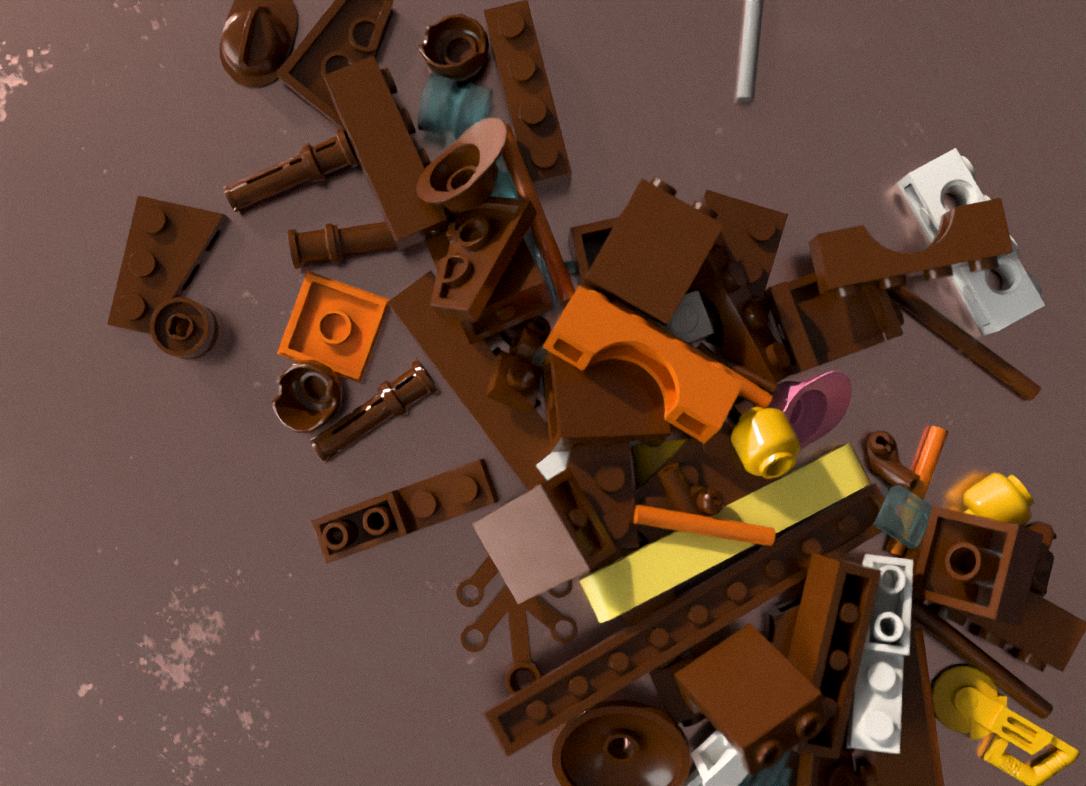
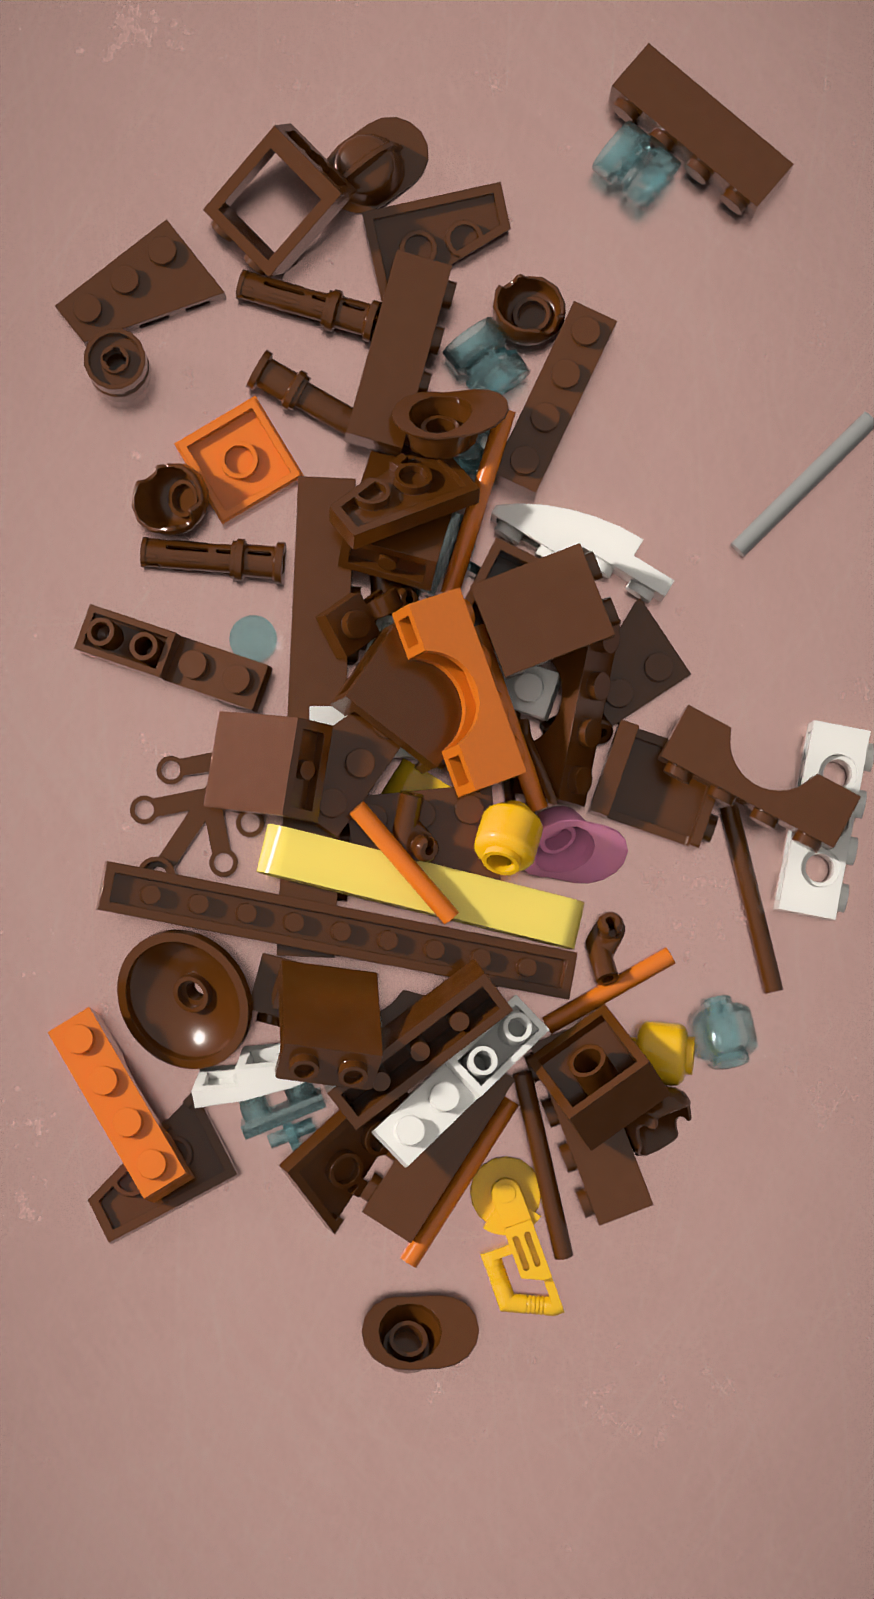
camera: 30 degrees right, 0 degrees up
(211, 68) = (312, 168): none -> reddish brown window
(451, 447) = (253, 638): none -> clear light blue tile
(611, 186) = (558, 528): none -> white slope
(904, 516) = (575, 996): clear light blue tile -> none
(1029, 453) = (724, 1033): none -> clear light blue head

